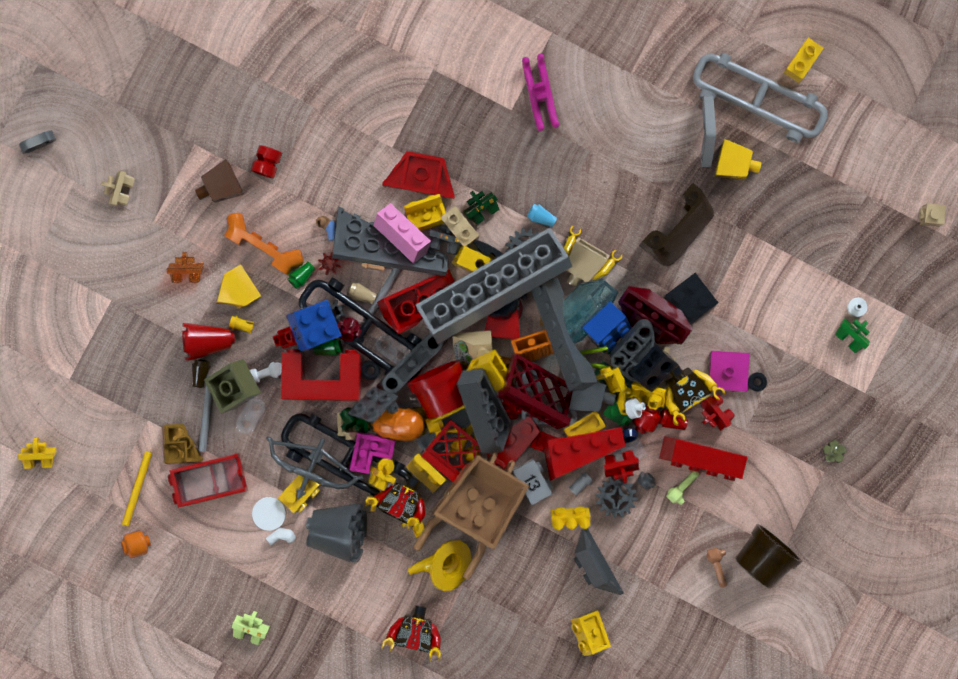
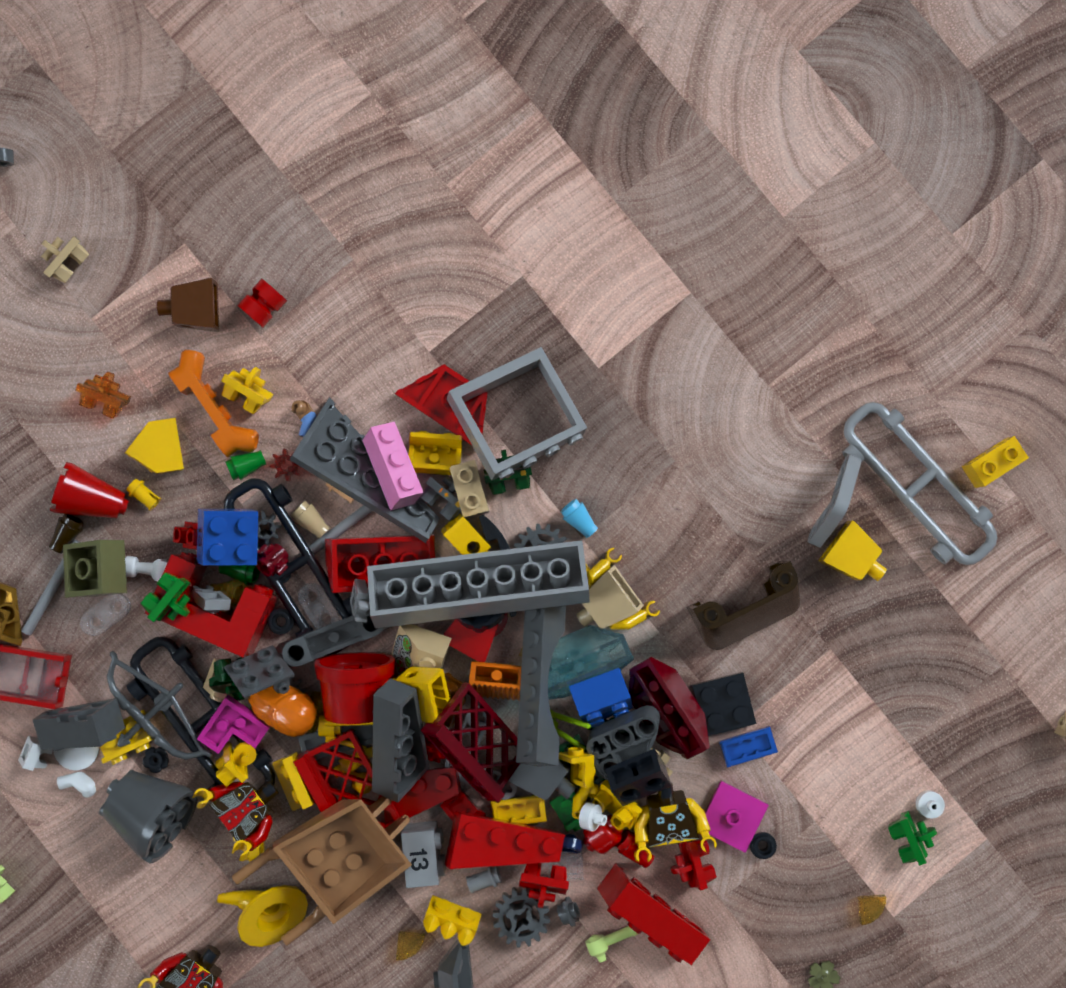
camera: 20 degrees right, 0 degrees up
(241, 528) = (30, 754): none -> white tile
(267, 494) = (79, 725): none -> dark grey wedge
(272, 223) = (249, 385): none -> yellow hips
(290, 389) = (159, 607): none -> green hips
(319, 373) = (210, 600): none -> light grey plate
(327, 503) = (161, 754): none -> black plate
(329, 364) = (232, 589): none -> clear yellow cone
(419, 330) = (360, 600): none -> light grey plate
(468, 120) = (496, 377): none -> light grey window
(540, 92) = (643, 361): dark pink piece -> none
(549, 548) = (408, 944): none -> clear yellow tile
(719, 320) = (748, 746): none -> blue plate
(846, 392) = (870, 908): none -> clear yellow tile

